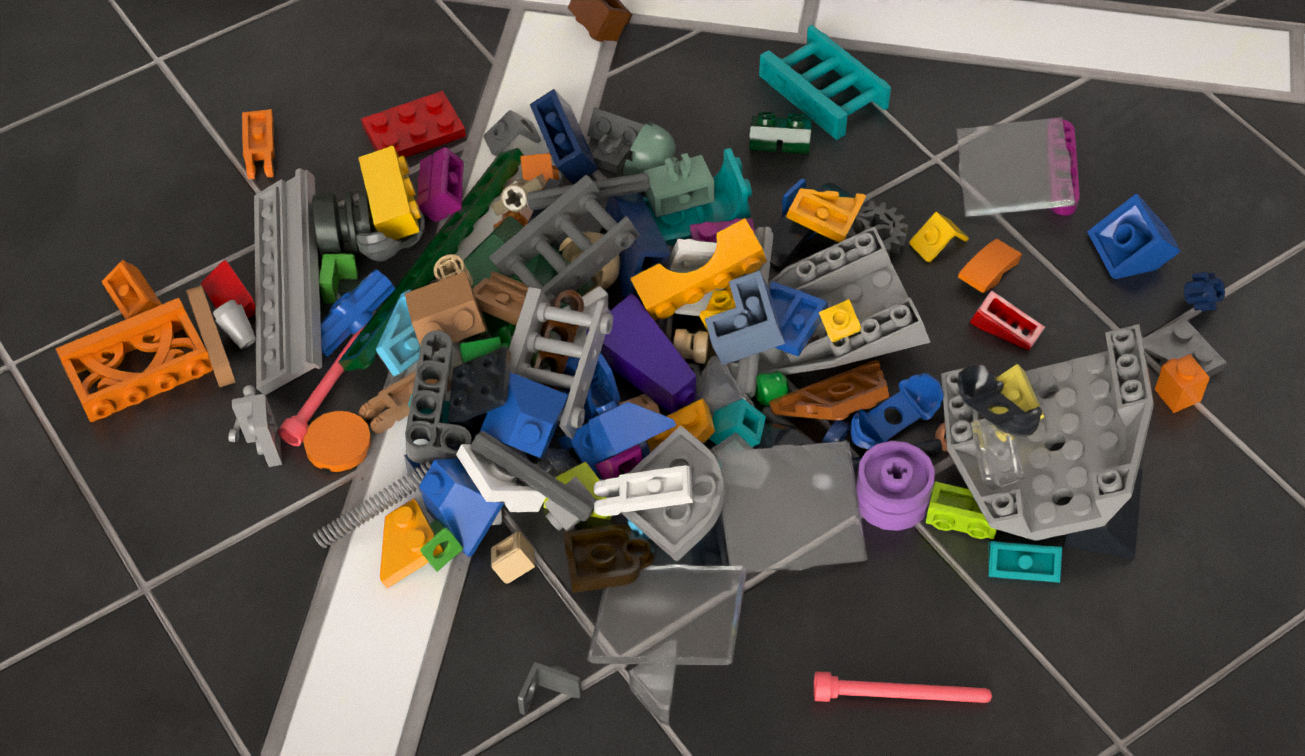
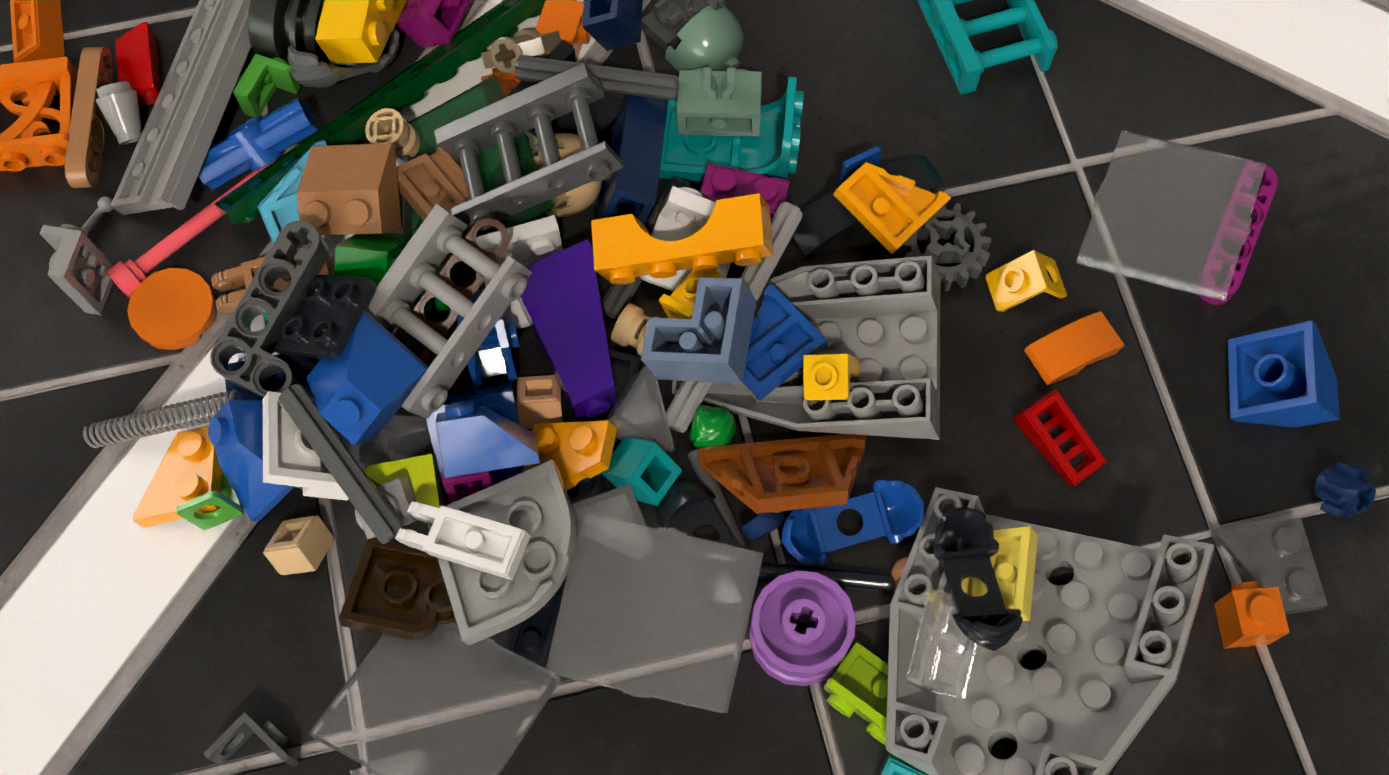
camera: 20 degrees right, 15 degrees up
(768, 128) = (880, 57): dark green plate -> none

